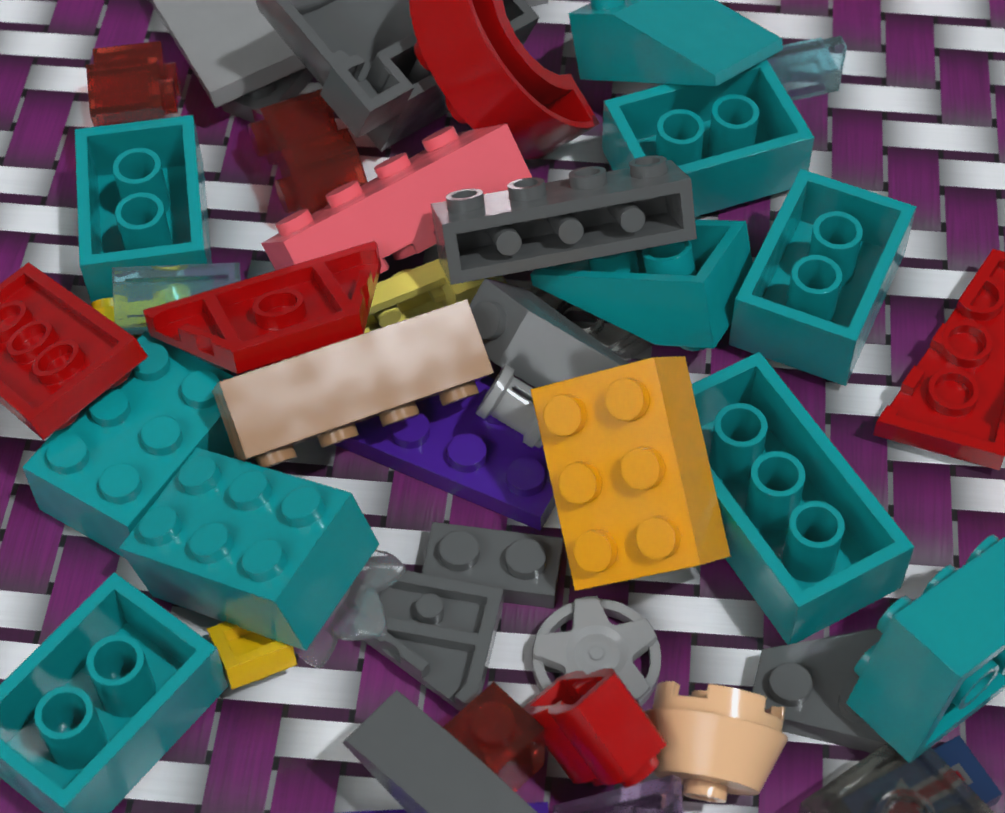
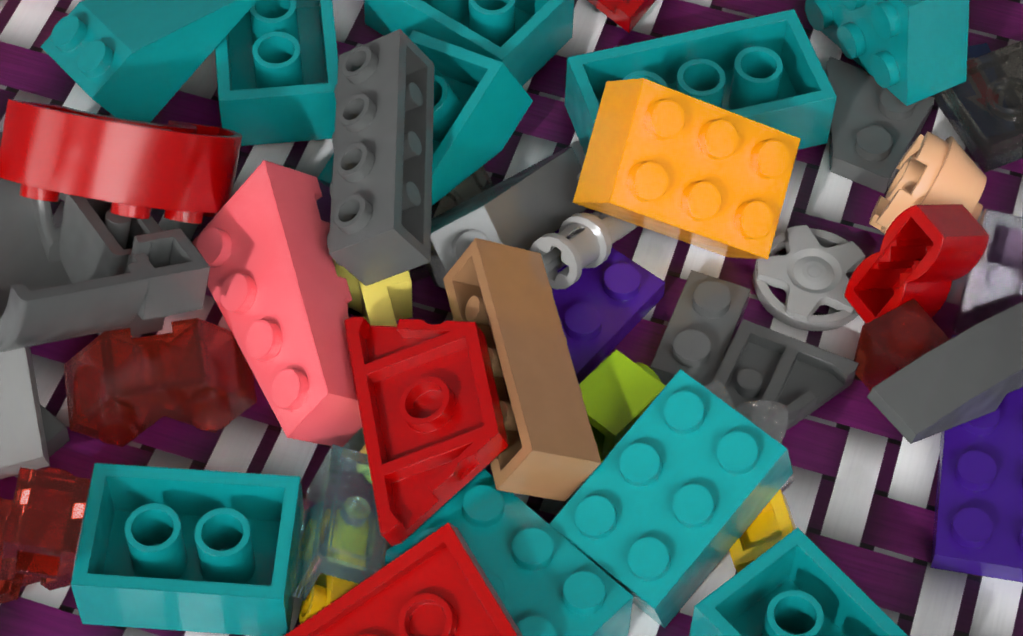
camera: 80 degrees left, 0 degrees up
(382, 489) = (617, 397): none -> lime brick

